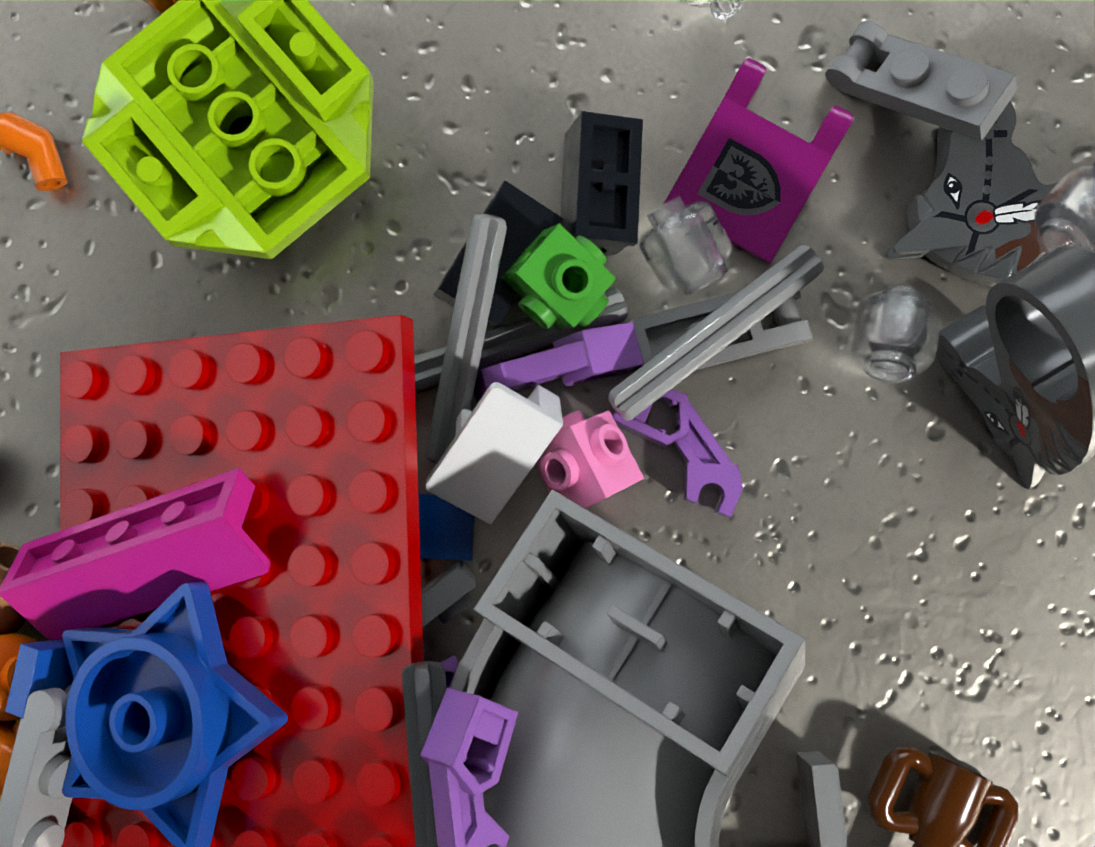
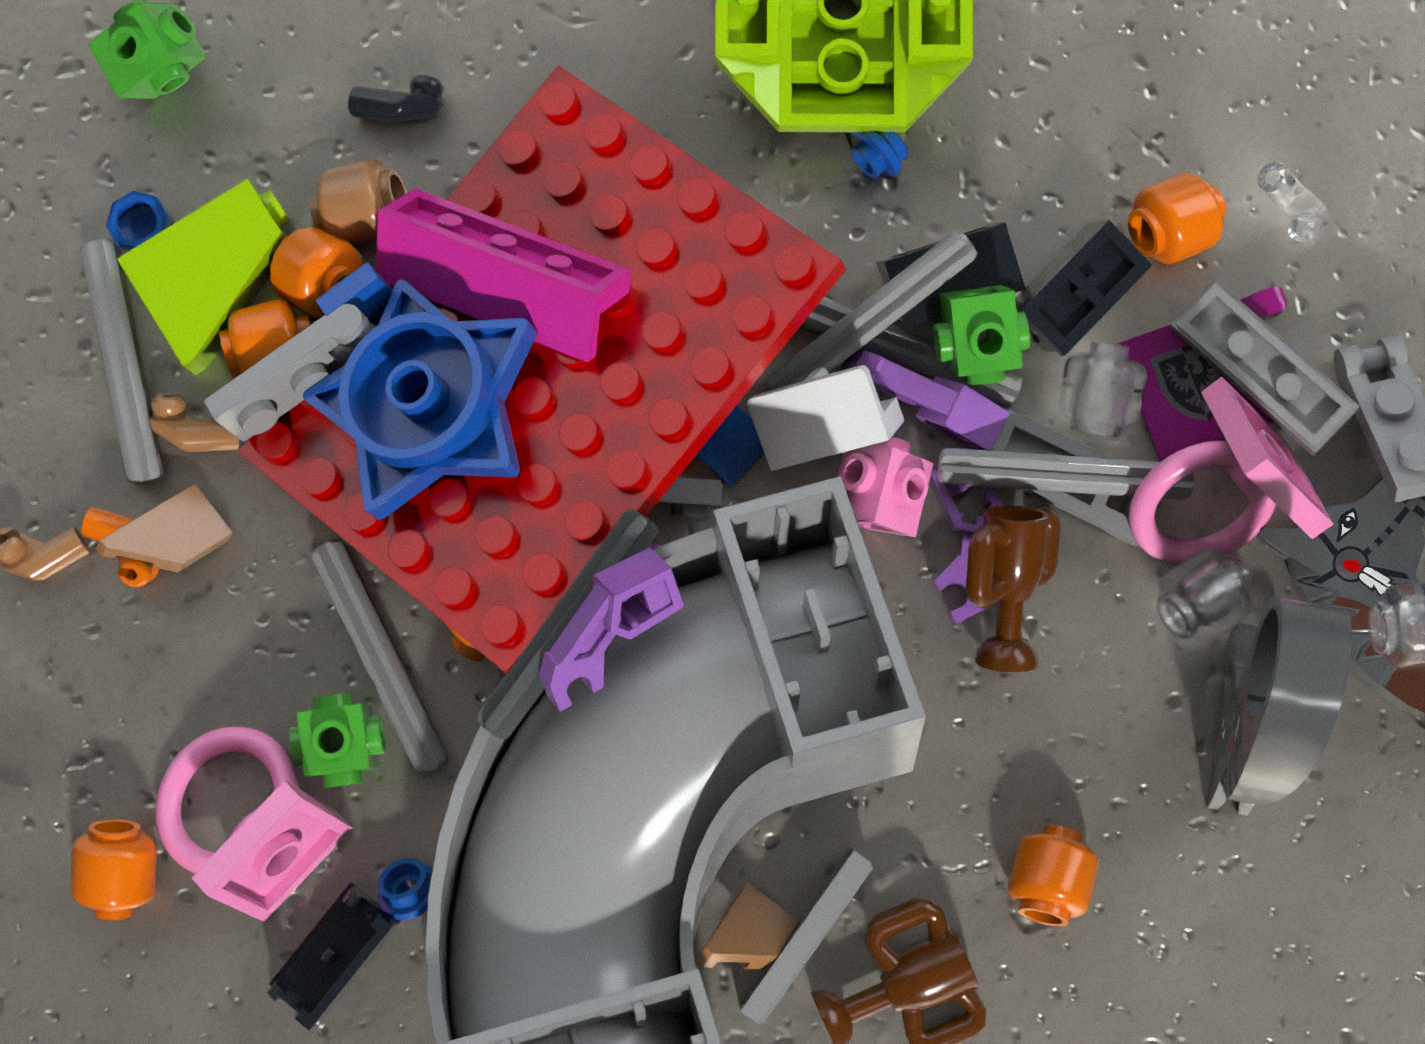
camera: 45 degrees right, 0 degrees up
(363, 211) = (878, 153): none -> blue plate
(628, 71) = (1177, 218): none -> orange head
(738, 450) = (1005, 565): none -> reddish brown piece
(791, 125) = (1264, 367): none -> light grey tile
(853, 201) = (1257, 463): none -> bright pink tile
(971, 644) = (1053, 876): none -> orange head

